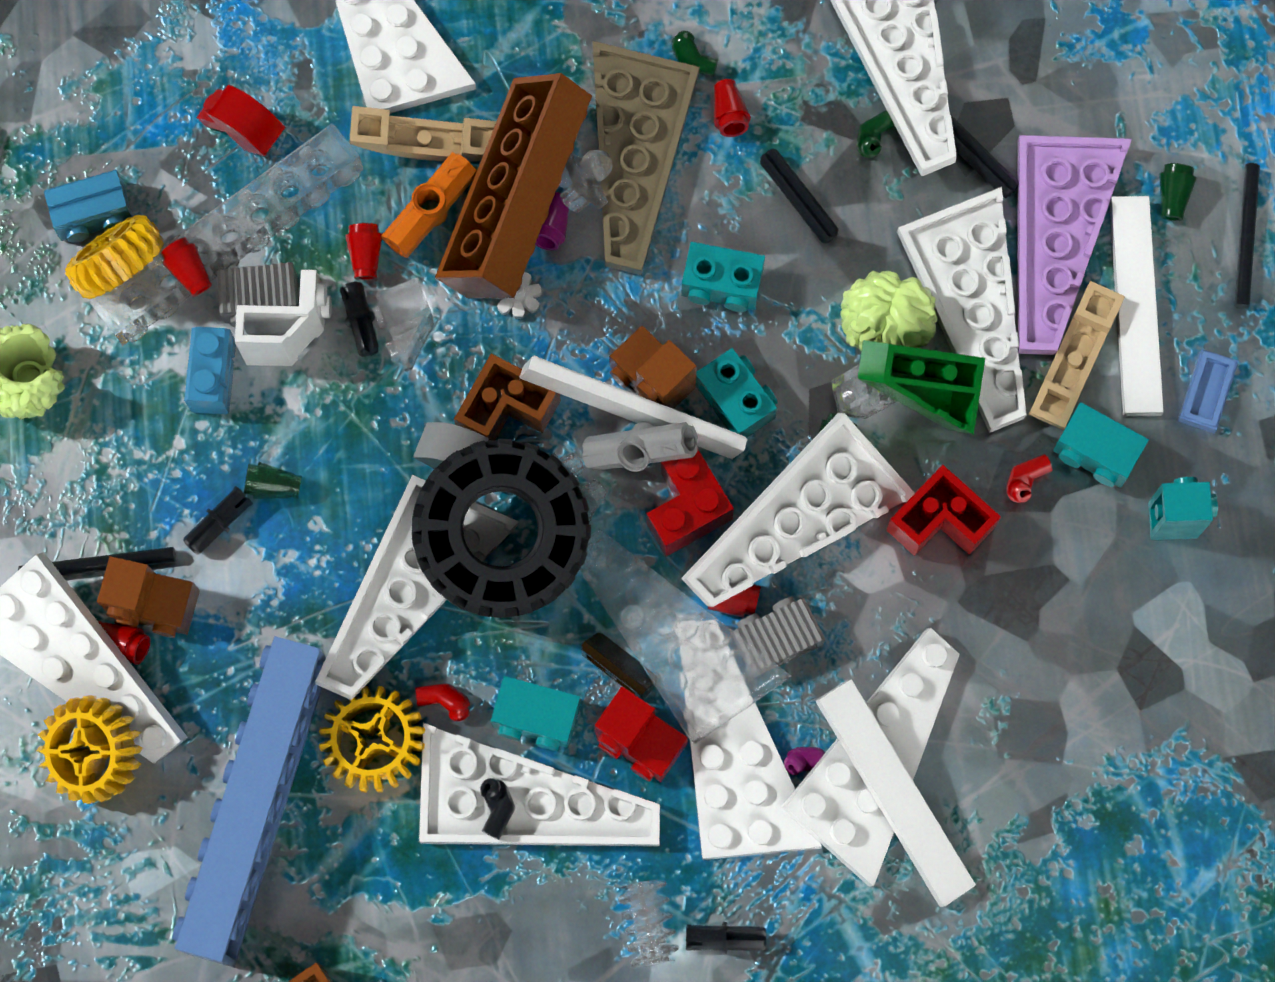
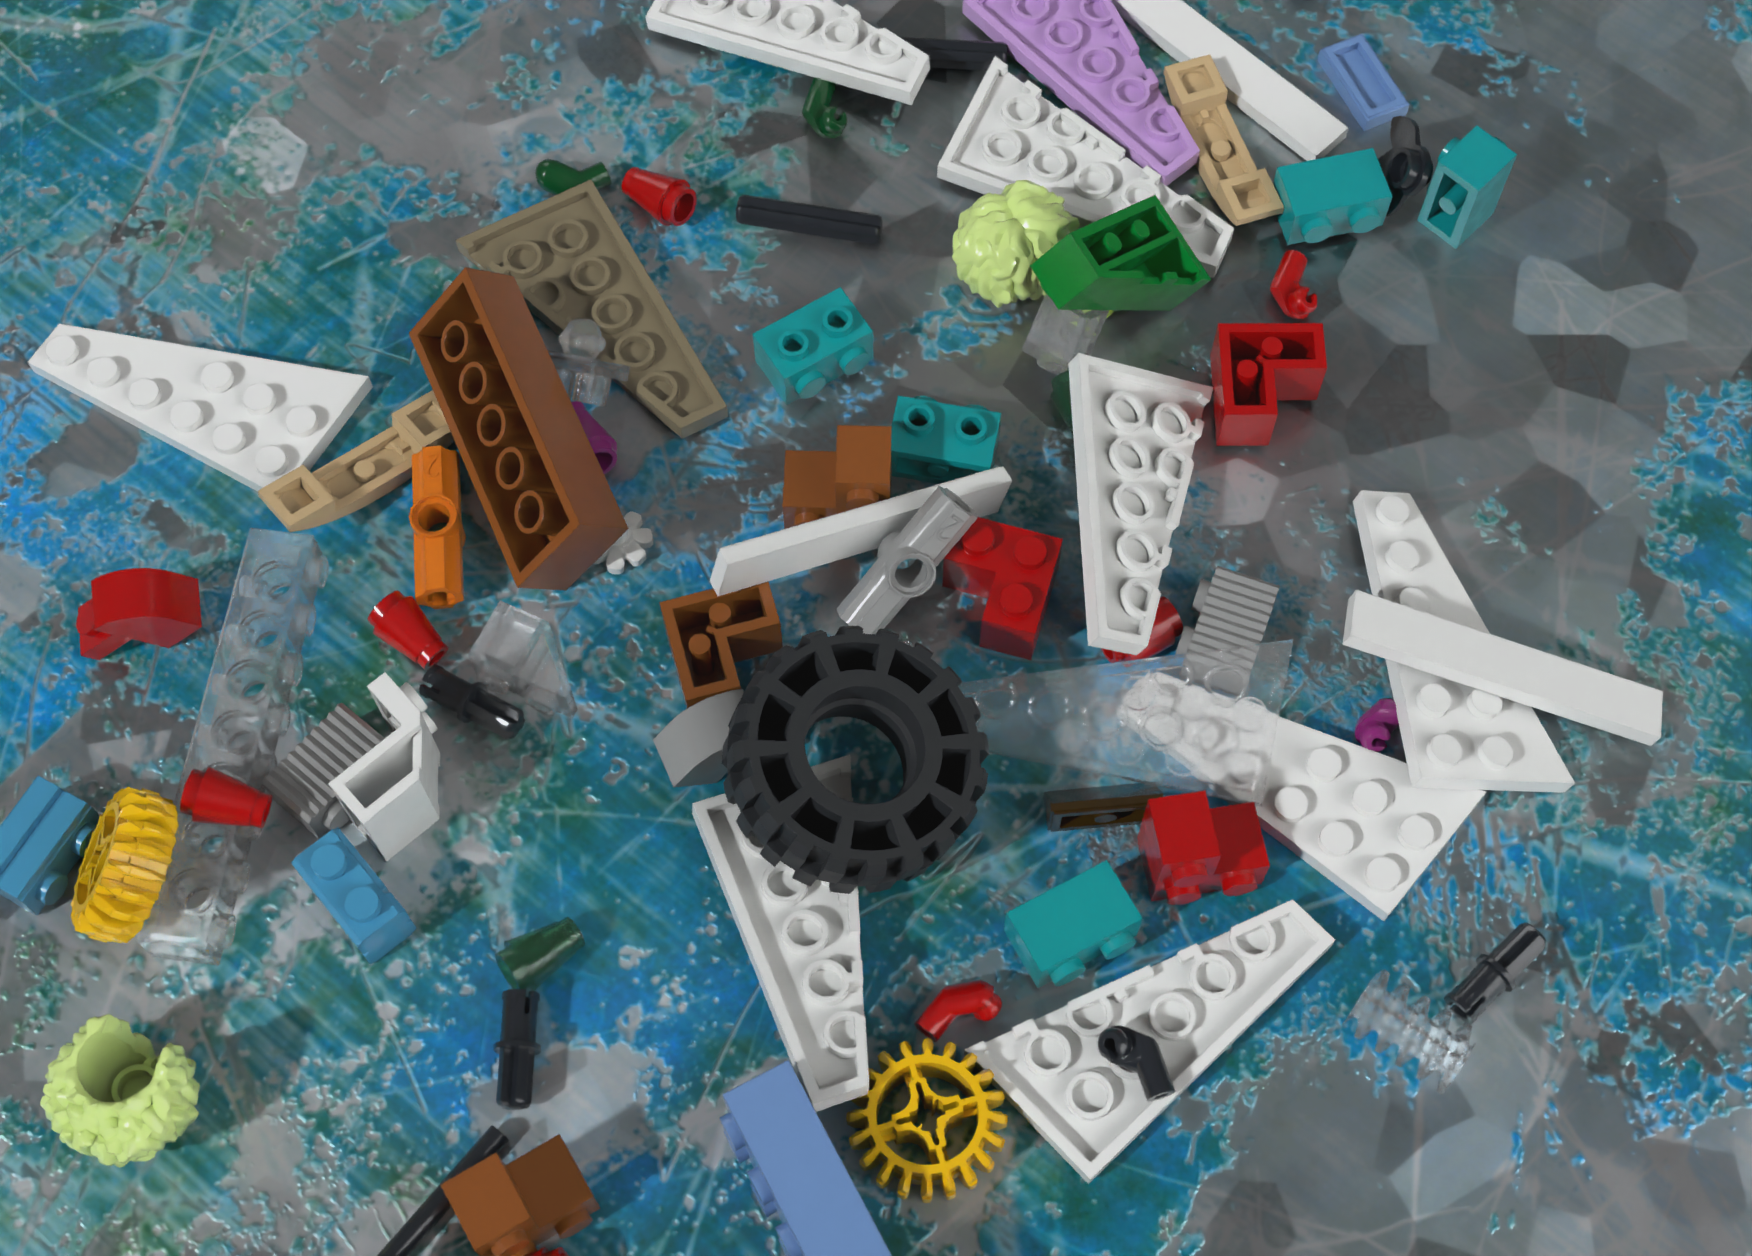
camera: 45 degrees left, 10 degrees down
(1159, 465) = (1407, 164): none -> black plate

